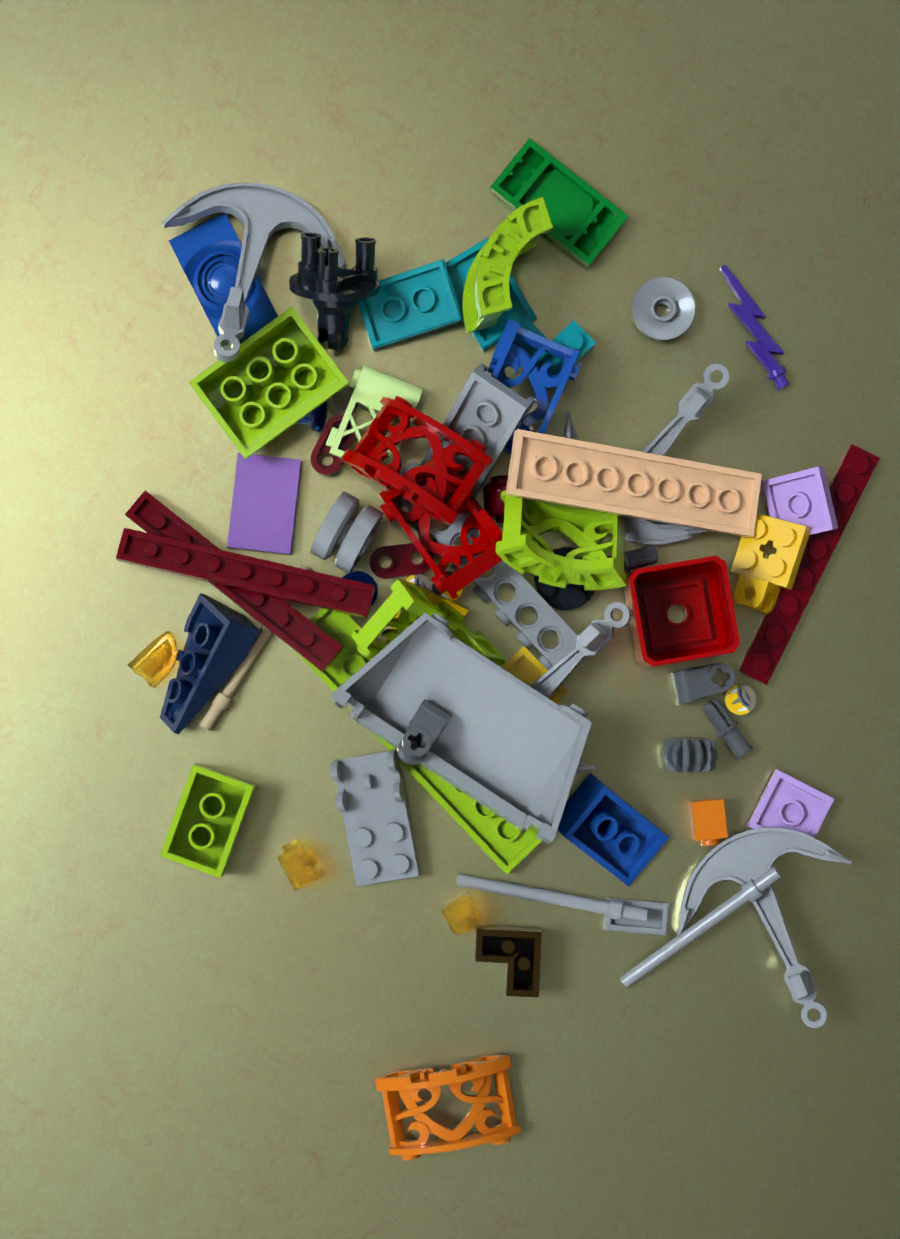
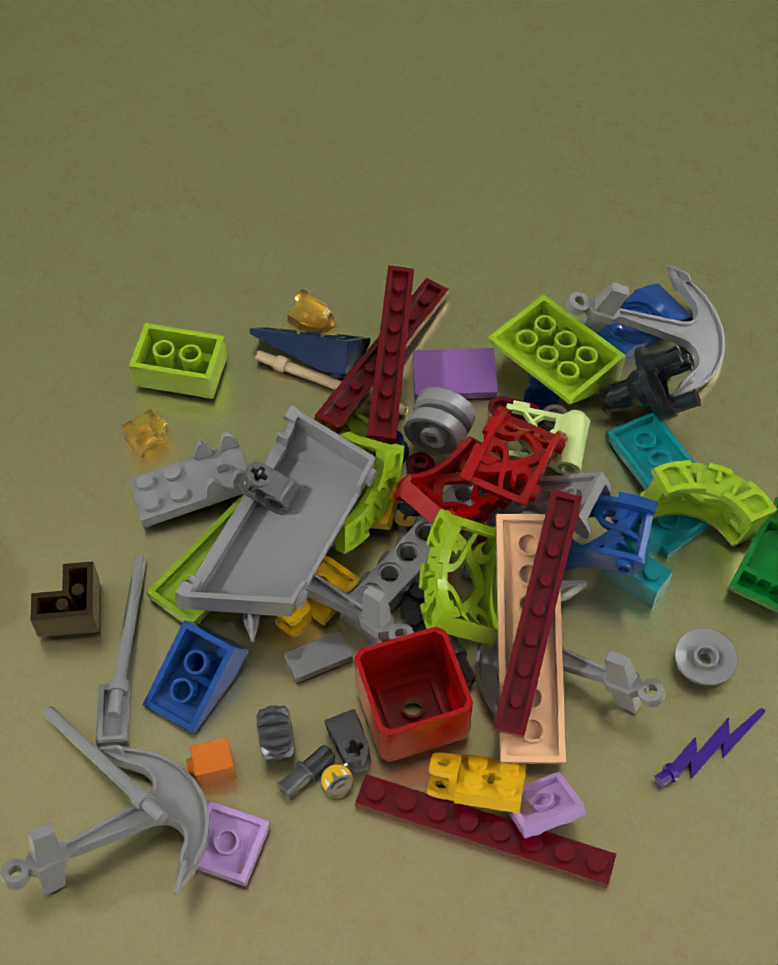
camera: 85 degrees right, 30 degrees down
(462, 914) = (108, 560): clear yellow brick -> none
(602, 702) = (318, 657): none -> light grey tile
(620, 470) = (537, 614): none -> dark red plate

